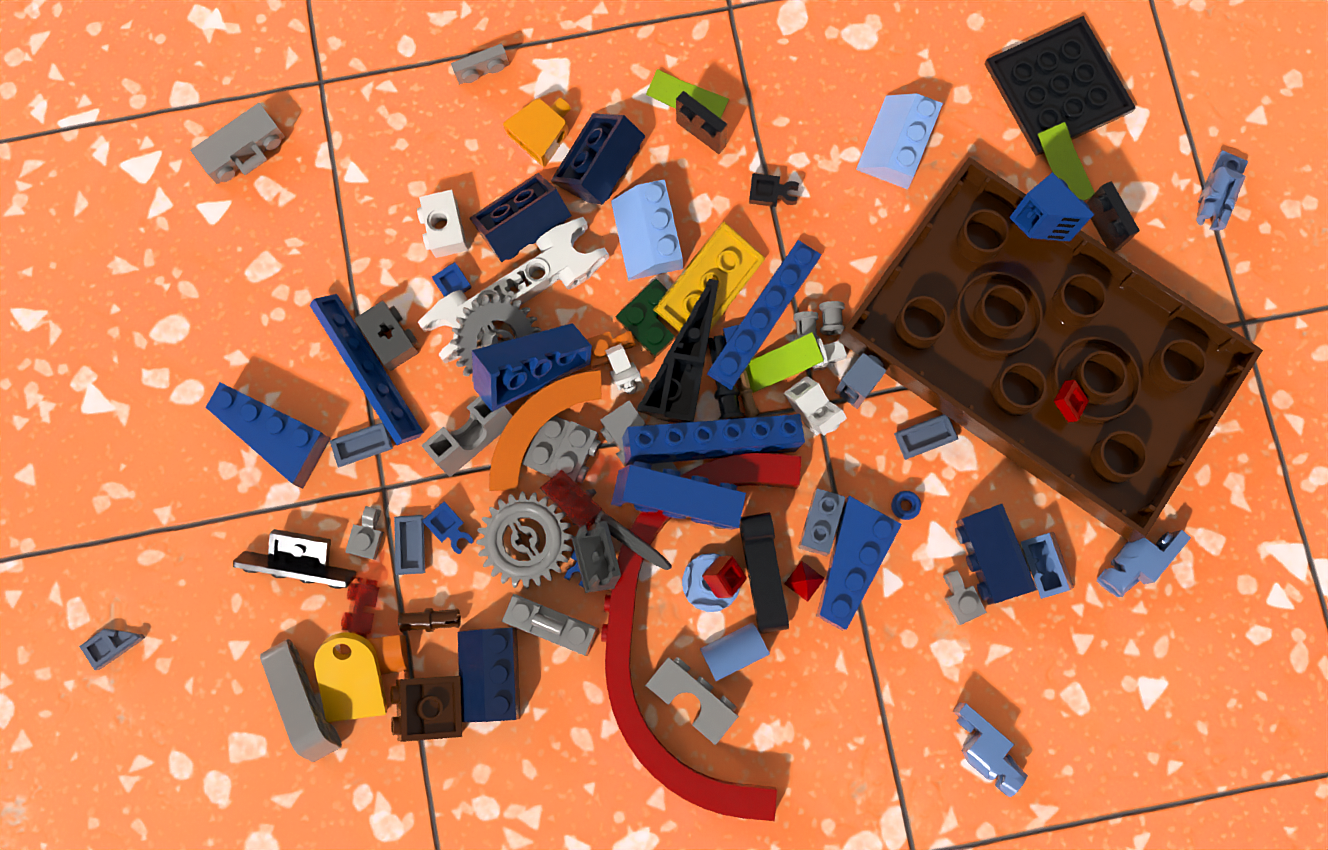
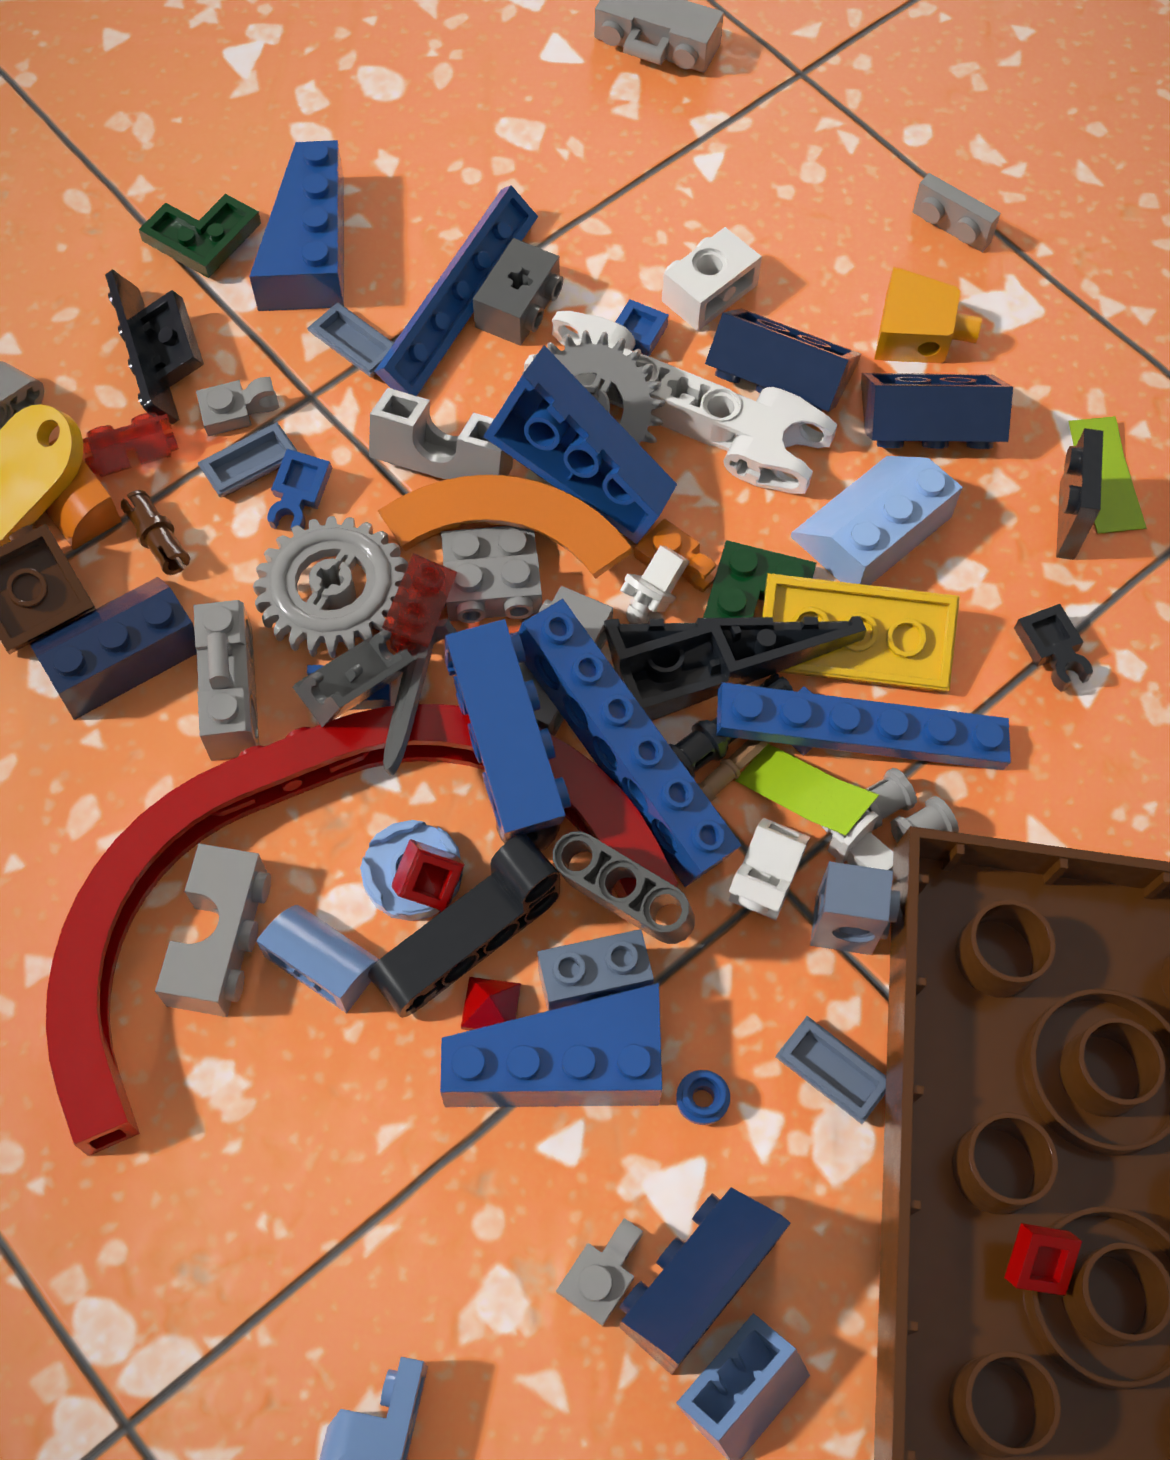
camera: 55 degrees right, 15 degrees down
(236, 498) = (202, 242): none -> dark green plate
(809, 485) = (610, 866): none -> dark grey beam

